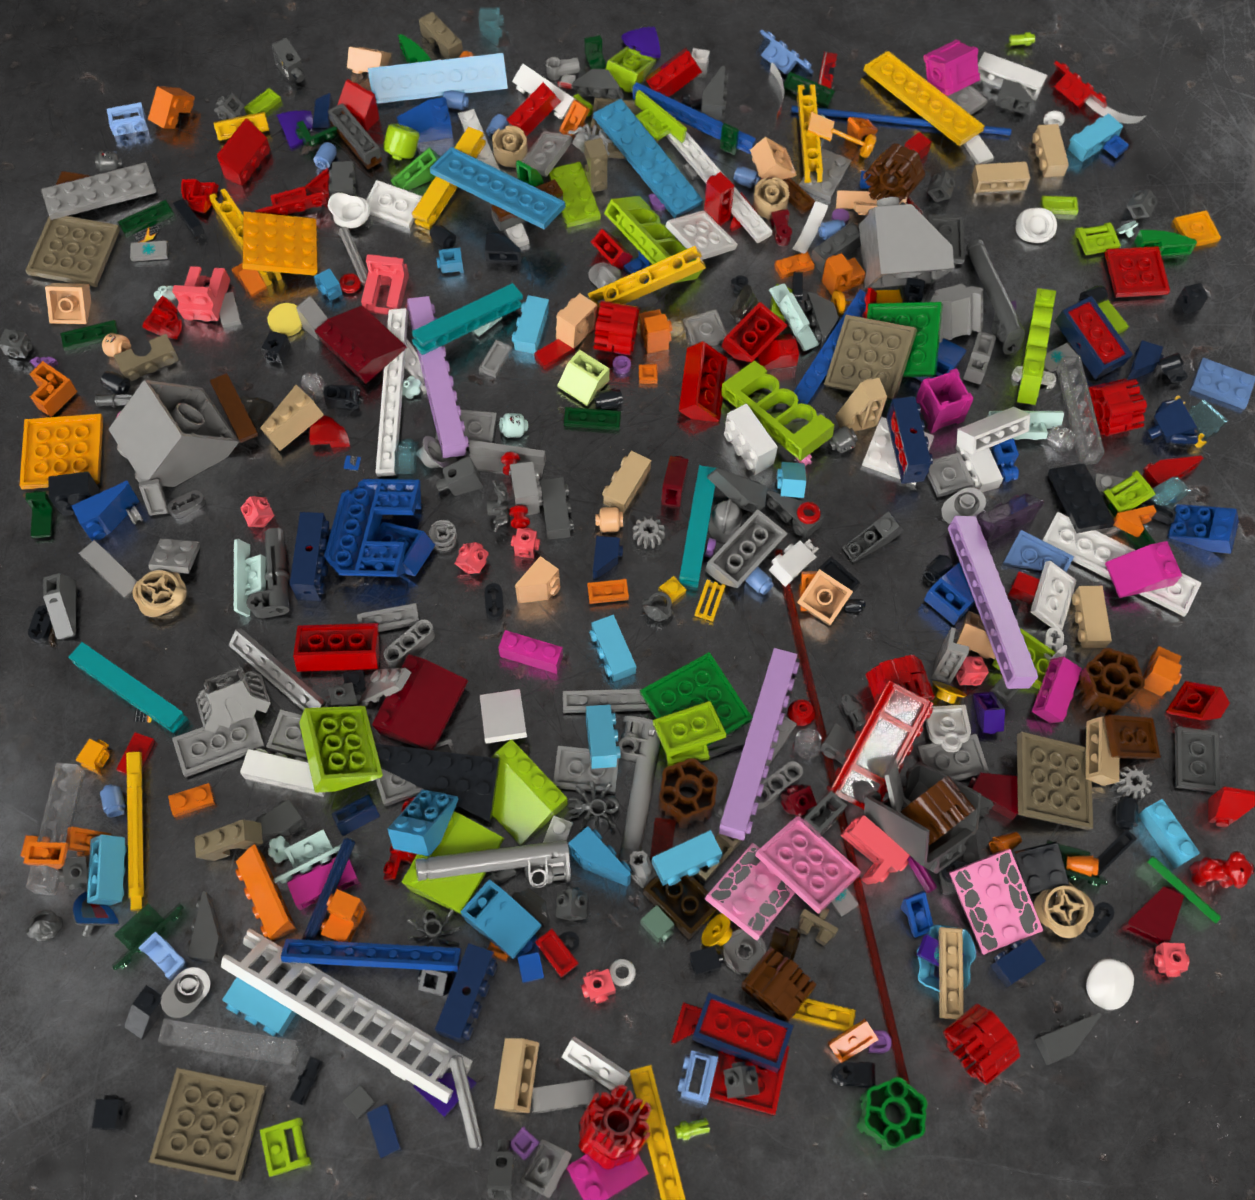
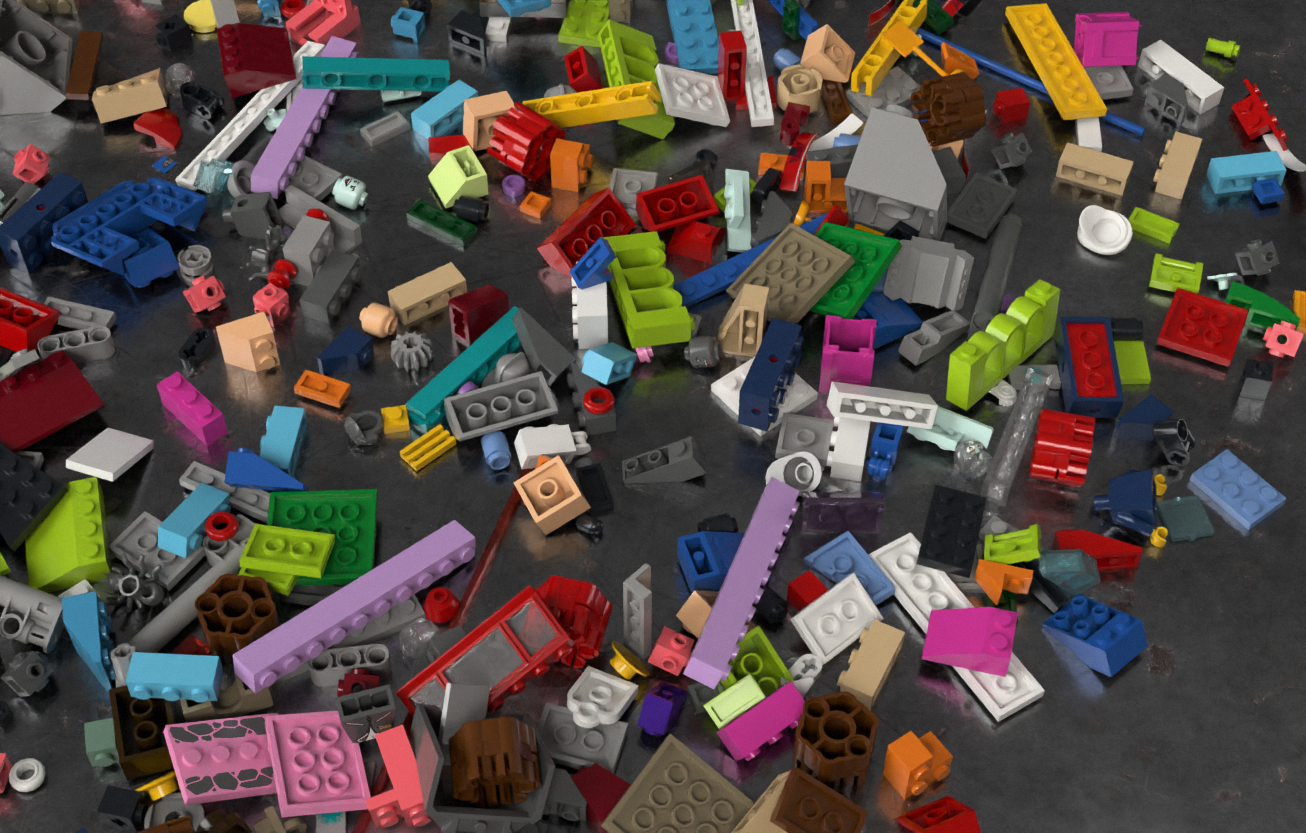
camera: 30 degrees right, 15 degrees down
(619, 681) = (253, 472): none -> blue slope
(627, 724) = (224, 534): none -> red piece
(748, 412) = (593, 266): none -> blue slope
(805, 256) = (795, 161): none -> red sticker
(1028, 695) = (735, 701): none -> lime tile
(1058, 116) = (1210, 132): white piece -> none
(1192, 260) = (1293, 339): none -> coral brick

